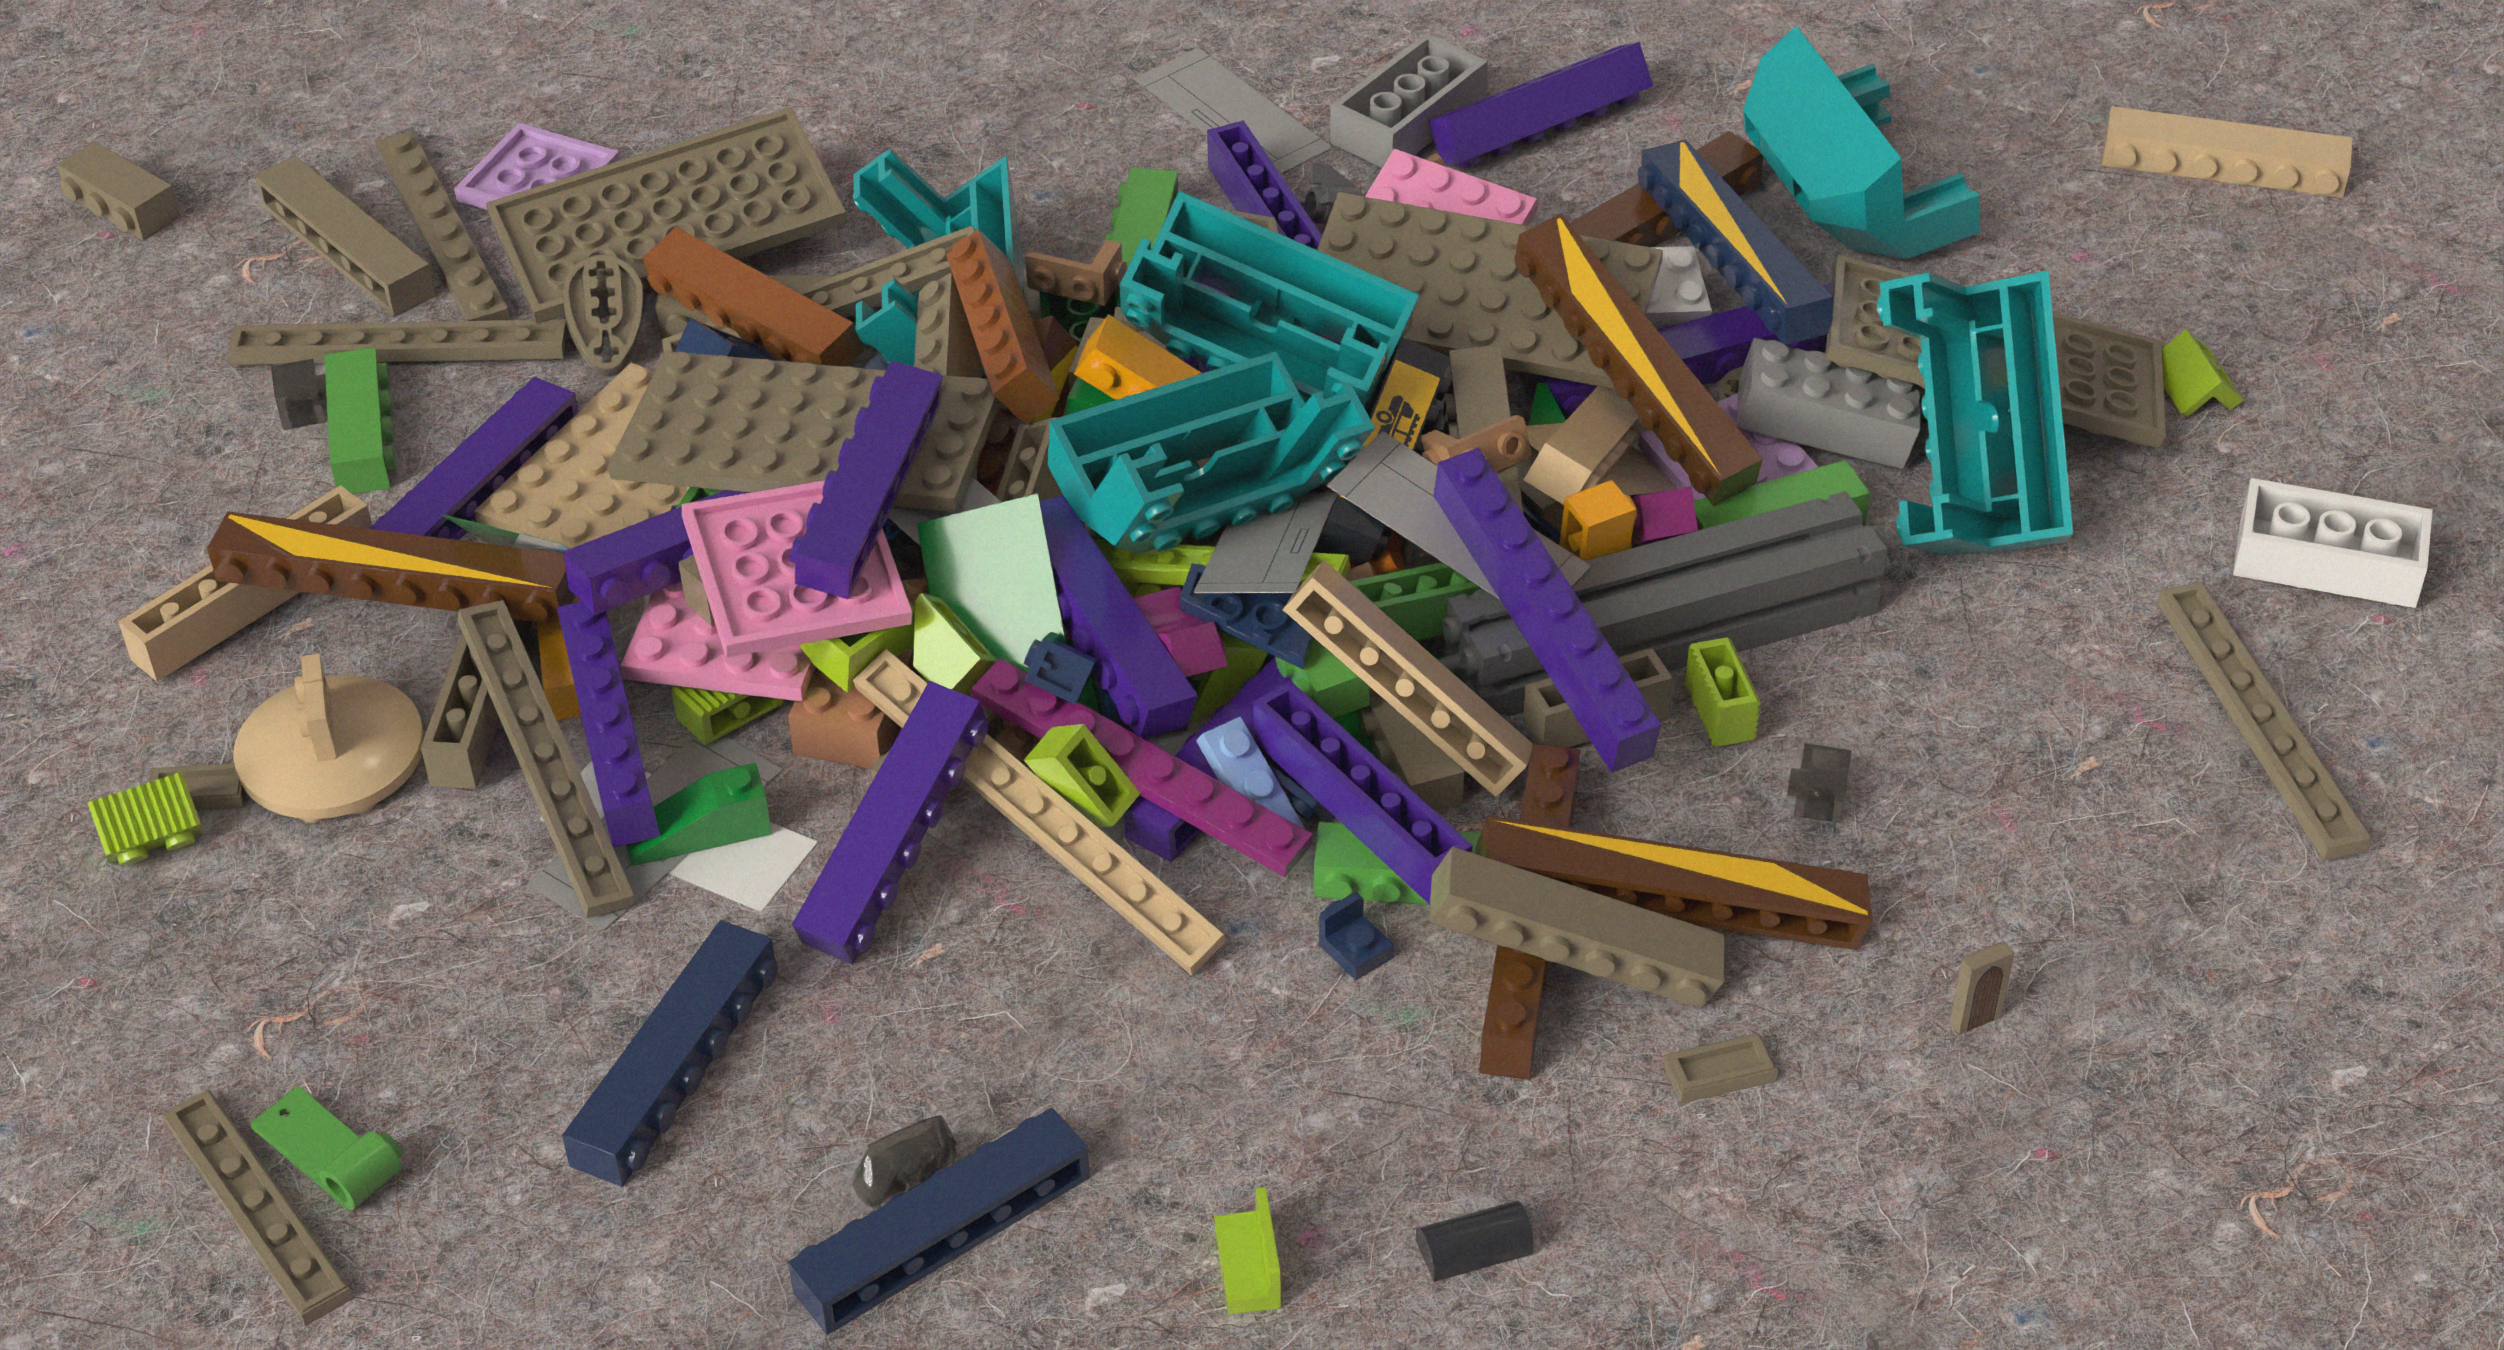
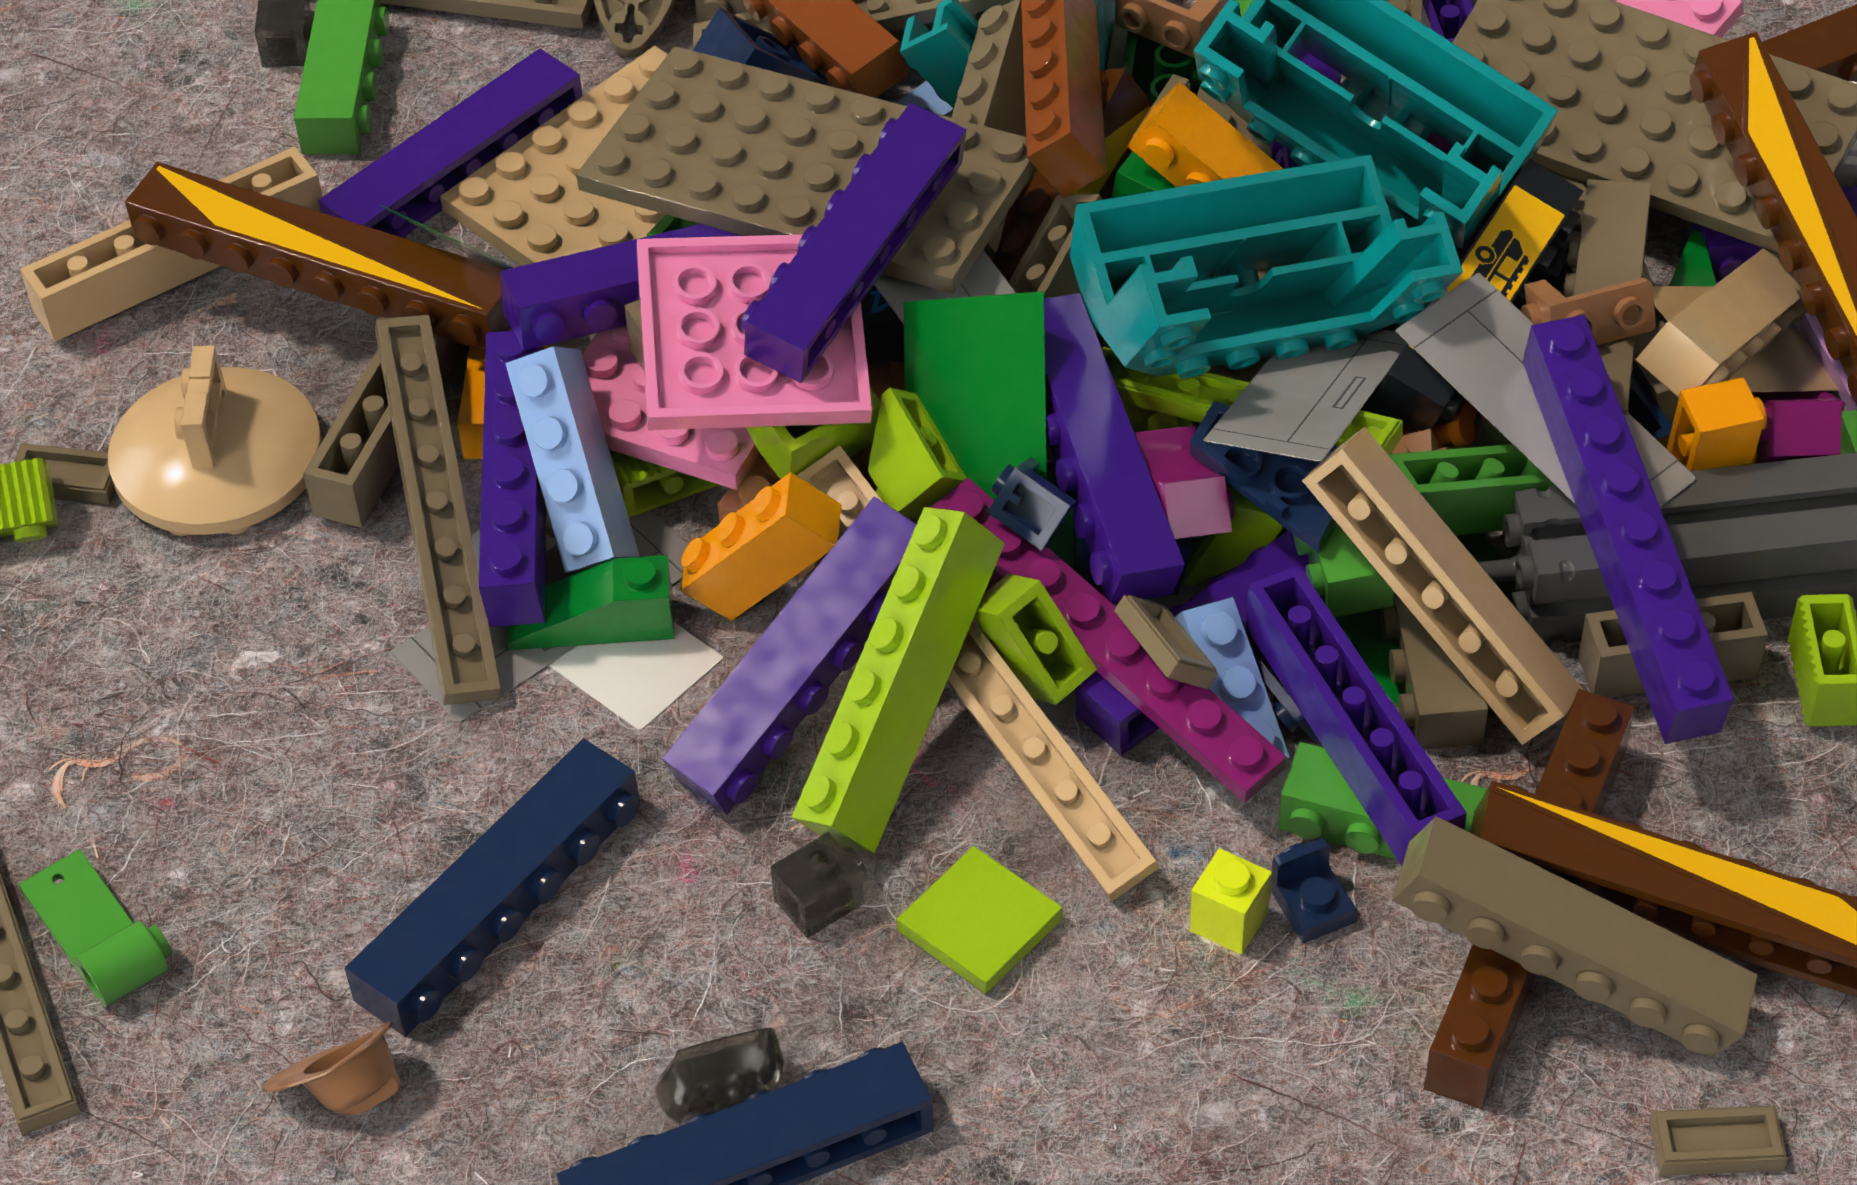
camera: 15 degrees right, 5 degrees up
(585, 1223) = (346, 1076): none -> medium nougat piece
(656, 695) = (571, 458): none -> light blue brick
(835, 742) = (760, 546): none -> light orange brick
(947, 1002) = (818, 884): none -> clear smoke brick
(980, 826) = (899, 679): none -> lime brick
(1087, 1007) = (979, 919): none -> lime tile
(1195, 759) = (1166, 641): none -> dark tan tile
(1291, 955) = (1230, 901): none -> neon yellow brick

